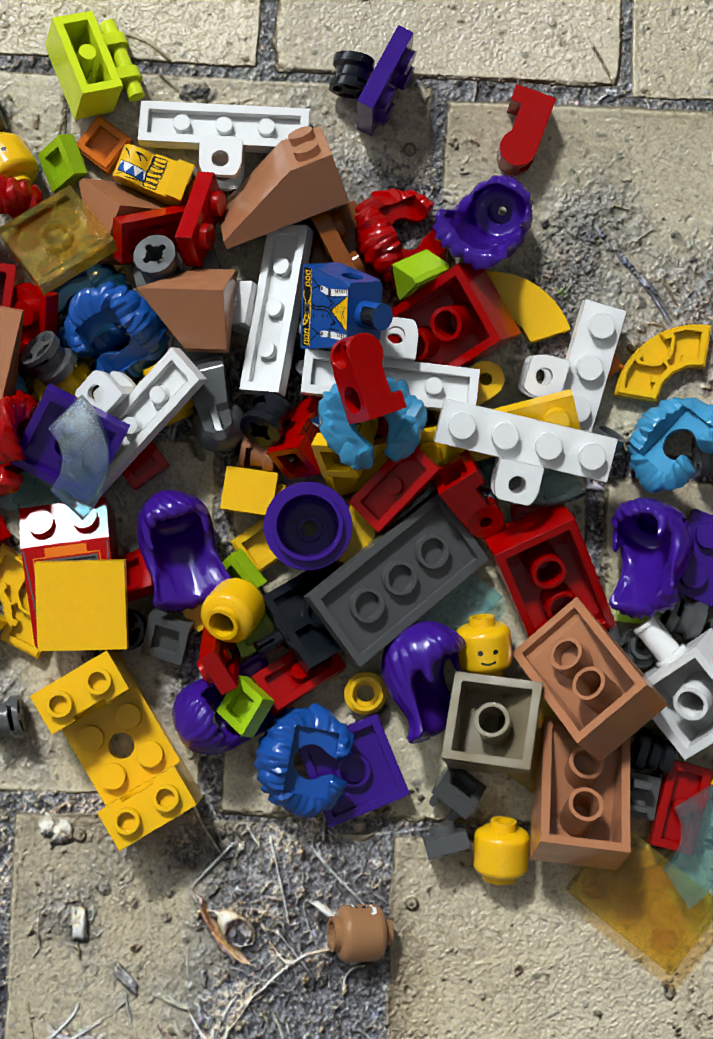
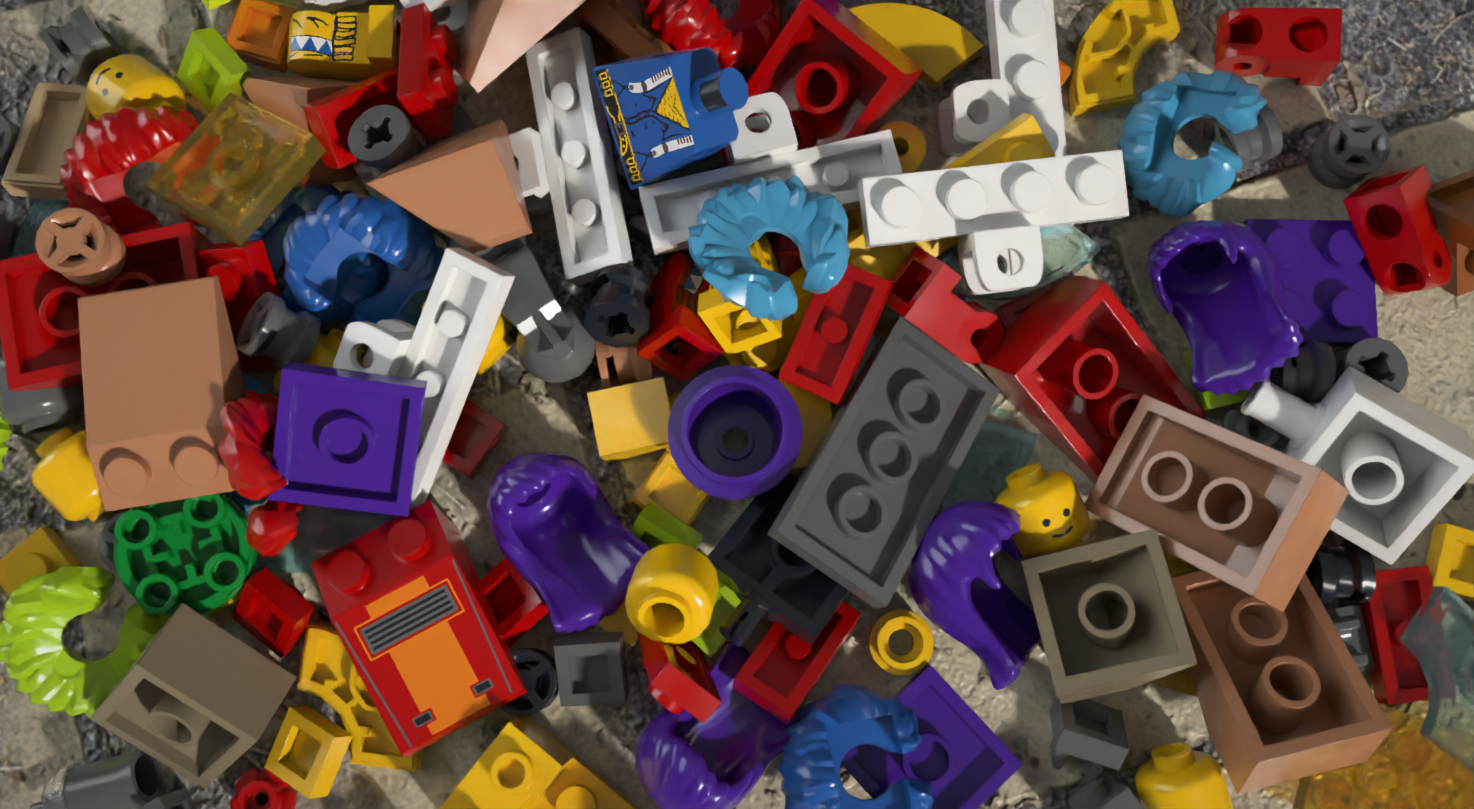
camera: 20 degrees left, 5 degrees down
(81, 605) = (448, 669): yellow tile -> none
(84, 457) = (374, 449): clear light blue tile -> none
(245, 707) = (743, 728): lime plate -> none
(362, 379) = (739, 183): red leg -> none
(416, 272) = (752, 35): lime slope -> none

